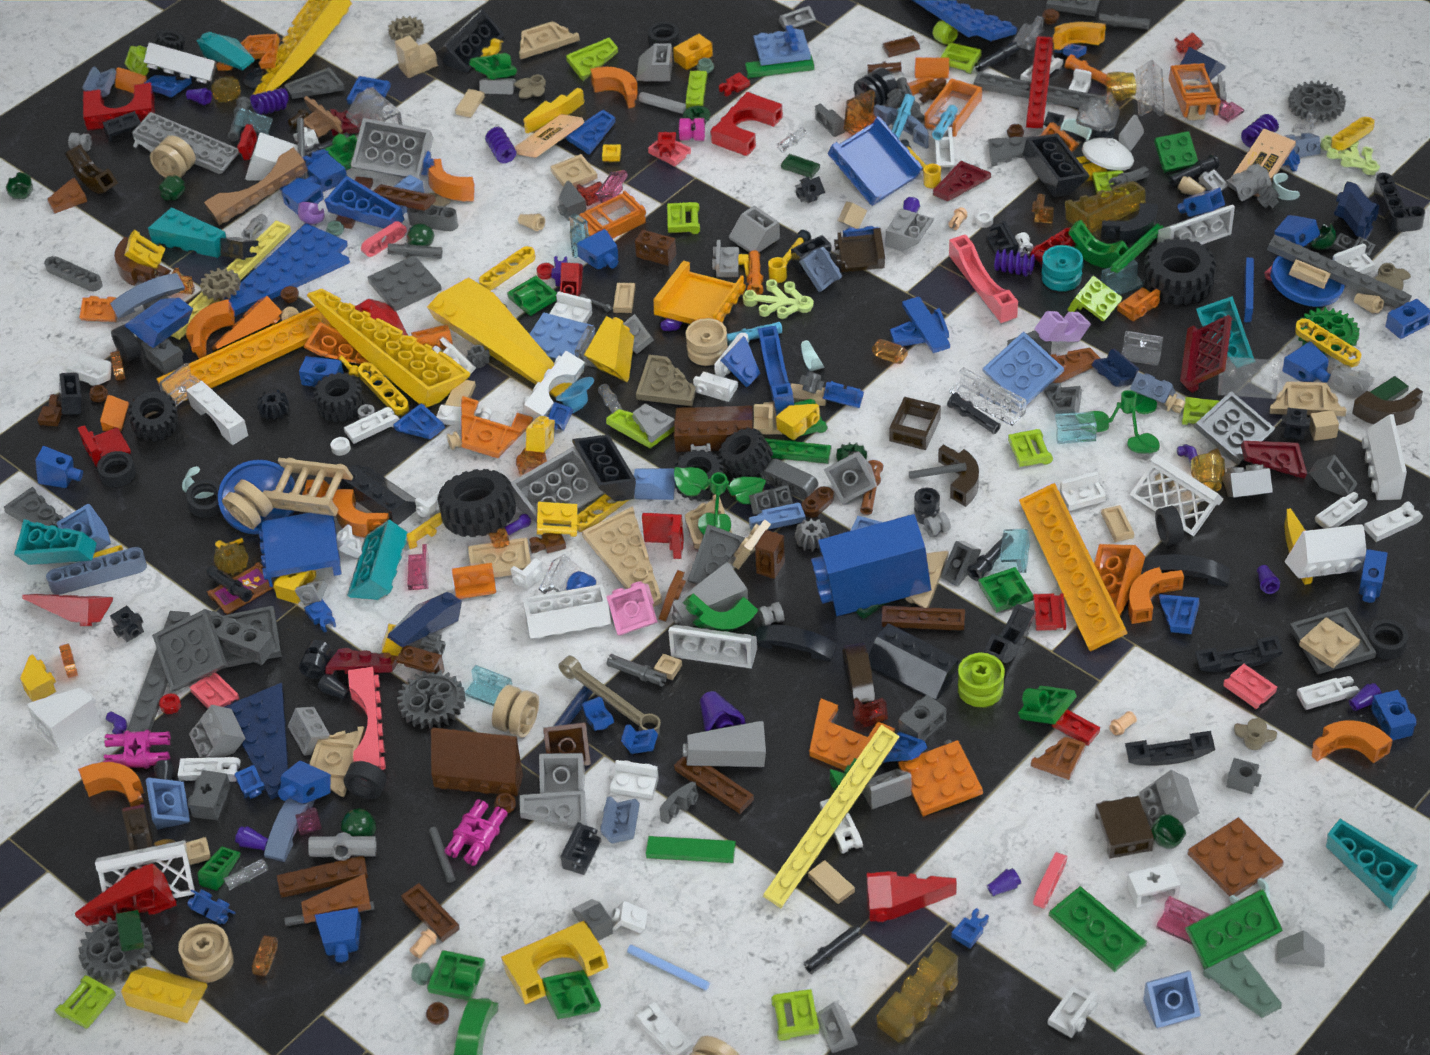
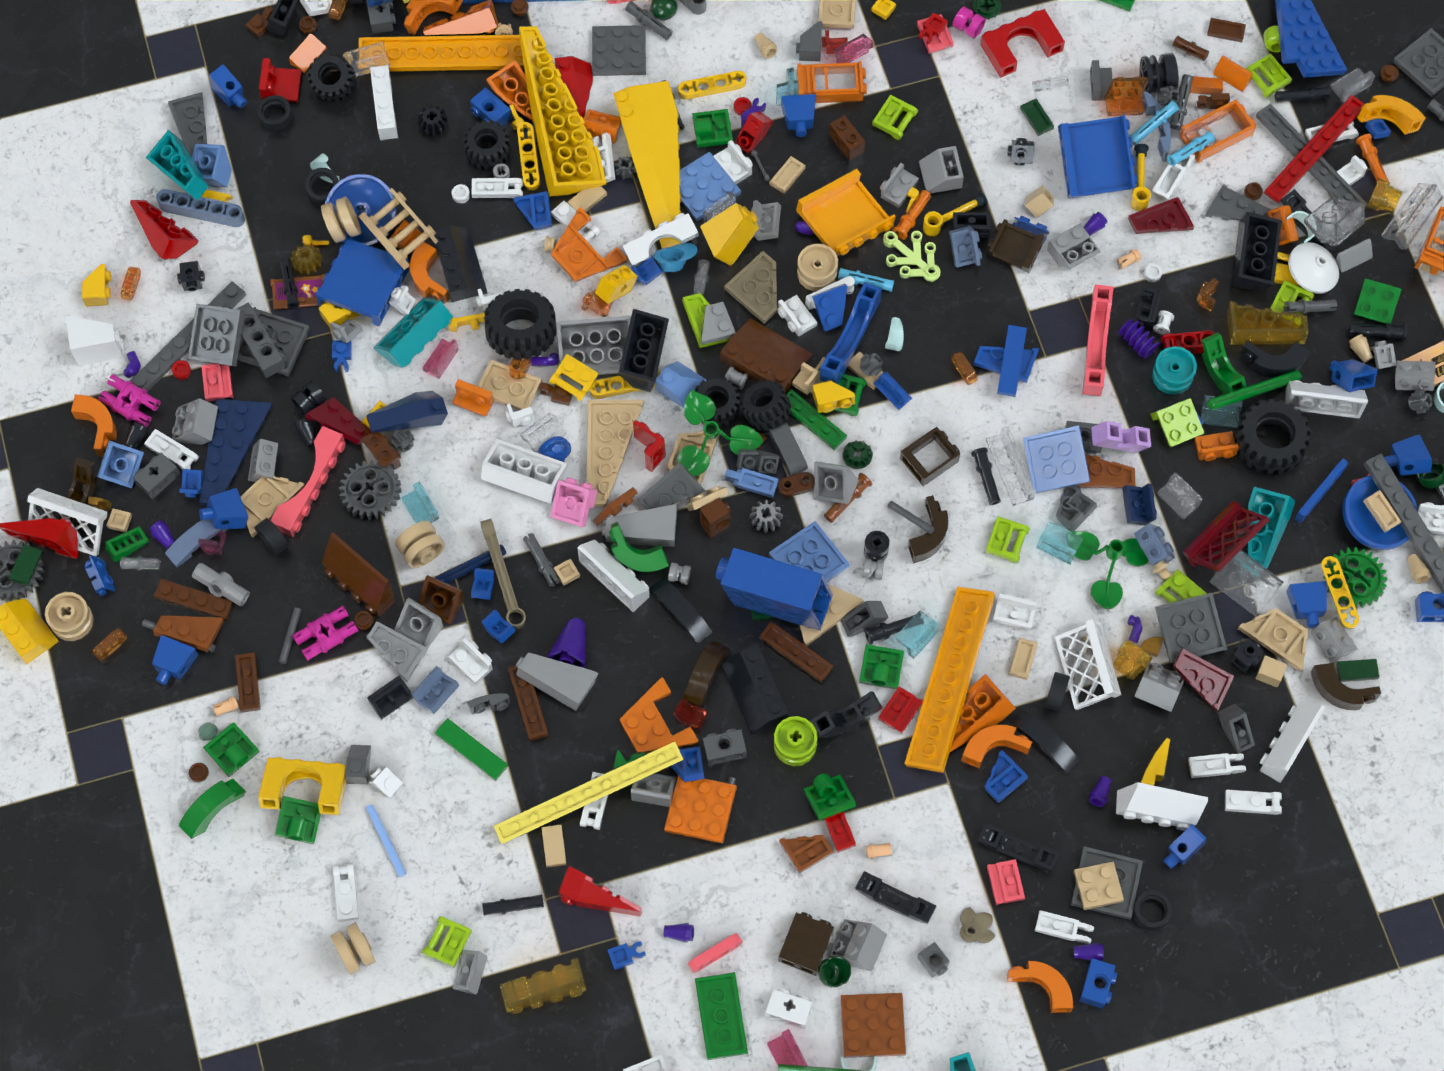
camera: 30 degrees right, 20 degrees up
(358, 823) = (246, 570): dark green hair -> none

